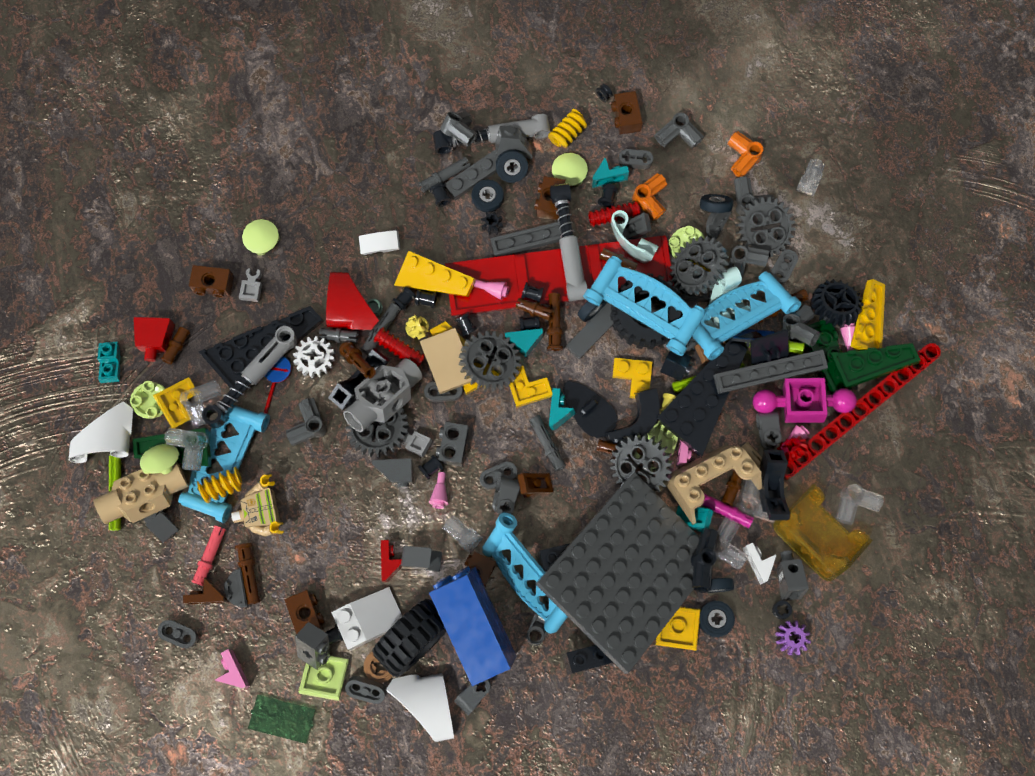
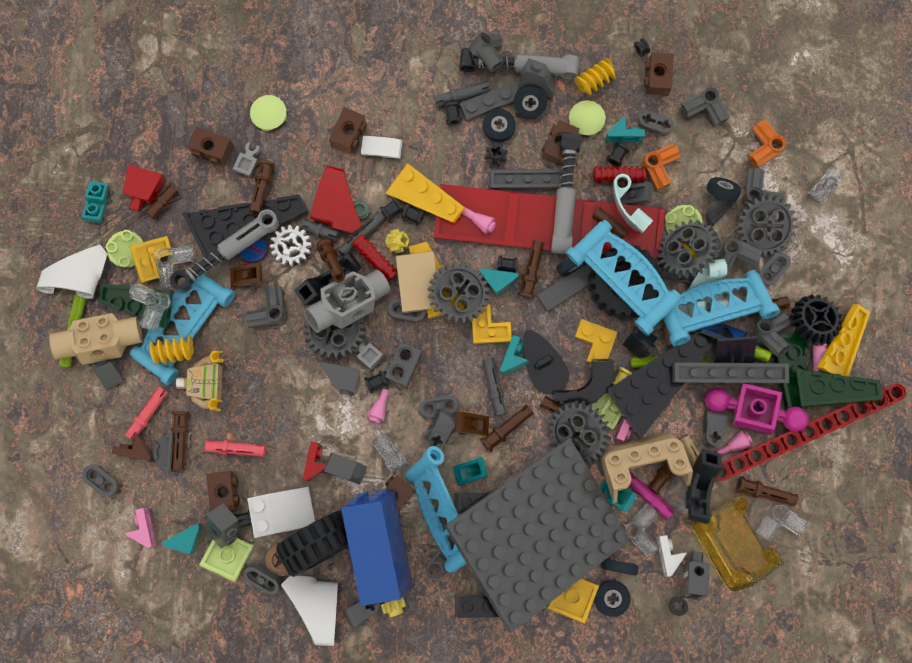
camera: 15 degrees right, 5 degrees up
(159, 459) = (120, 310): yellowish green dish -> none
(271, 301) = (262, 180): none -> reddish brown pin
(277, 395) = (246, 275): none -> reddish brown slope
(279, 671) = (186, 540): none -> teal slope
(281, 719) = (178, 585): clear green piece -> none
(297, 569) = (226, 447): none -> coral pin
(343, 224) = (348, 120): none -> reddish brown brick
(465, 323) = (444, 249): black bush -> none
(503, 682) = (393, 607): none -> light yellow gear
(532, 292) = (517, 234): black bush -> none
(535, 309) = (516, 252): reddish brown pin -> none
(546, 530) = (470, 471): none -> teal slope
(565, 486) = (499, 433): none -> reddish brown pin
(703, 570) = (610, 551): black piece -> none
(794, 630) = (689, 635): medium lavender gear -> none
(798, 445) = (736, 457): red gear -> none
(826, 477) = (758, 490): none -> reddish brown pin

